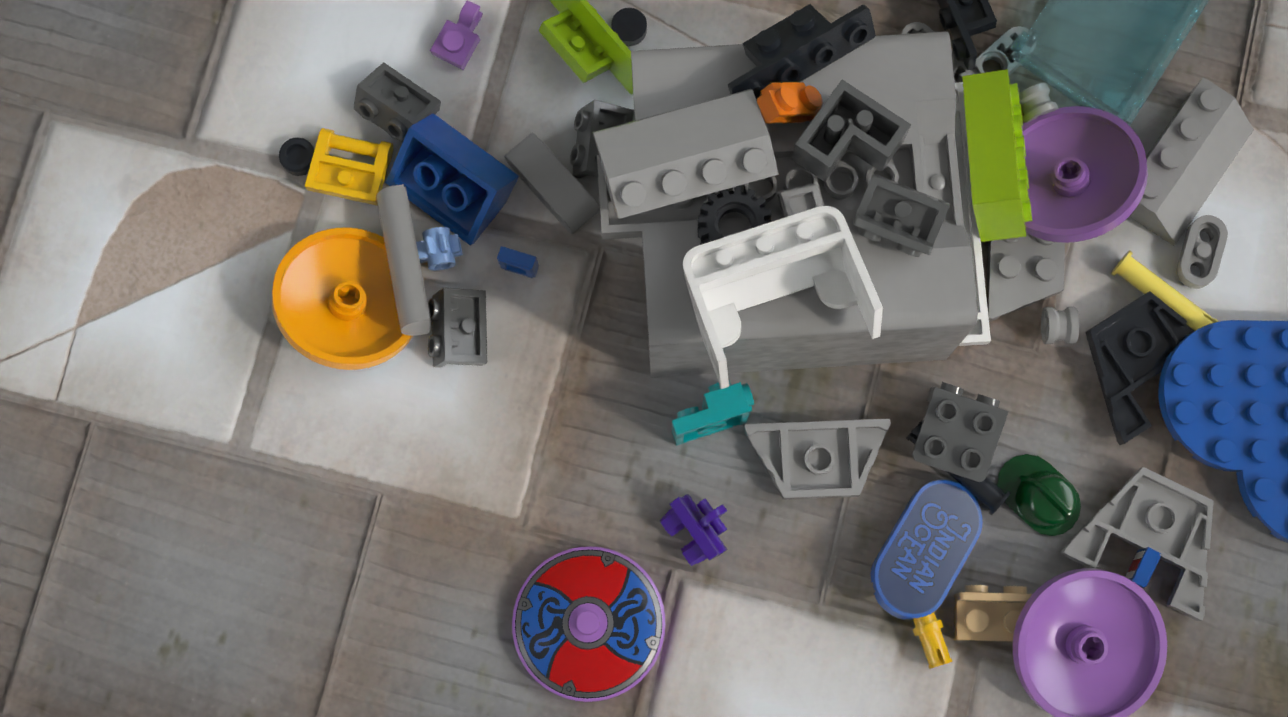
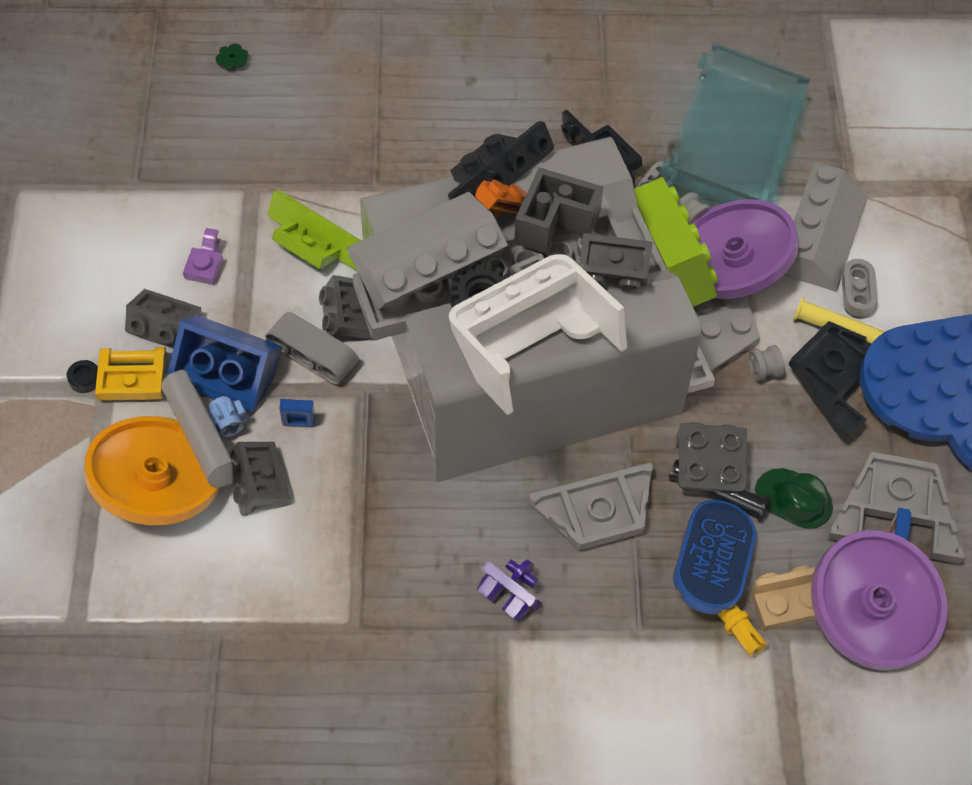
camera: 20 degrees left, 20 degrees down
(588, 624) = (436, 695): dish -> none
(630, 26) = (349, 221): black tile -> none
(721, 411) = (502, 491): teal plate -> none

